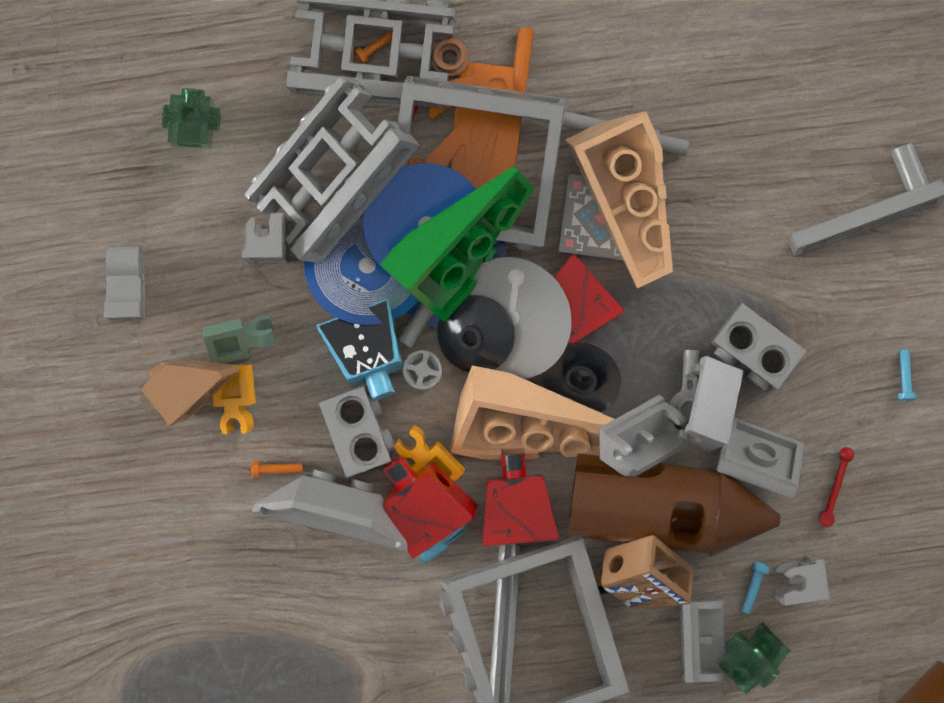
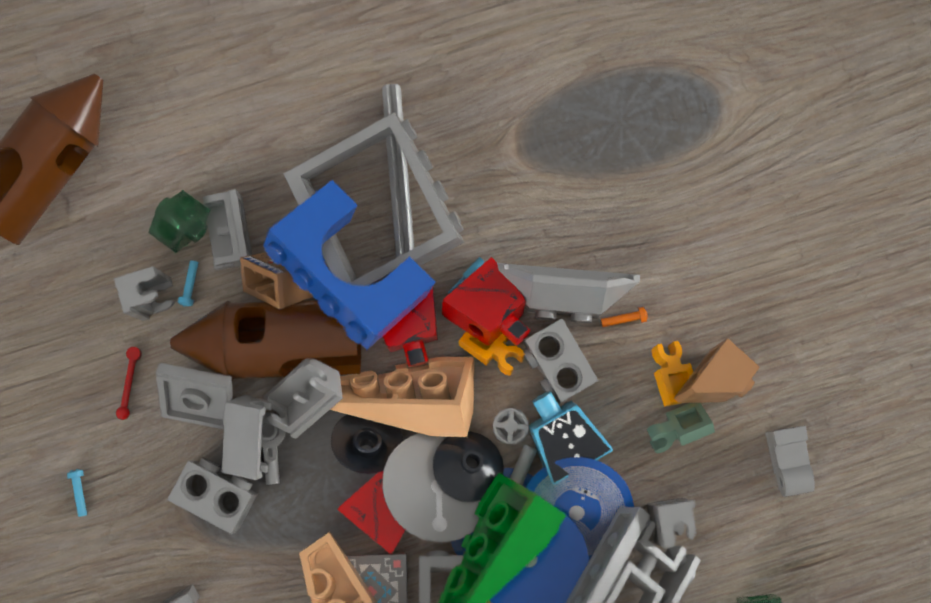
camera: 170 degrees right, 5 degrees down
(563, 517) = (362, 310): none -> blue arch

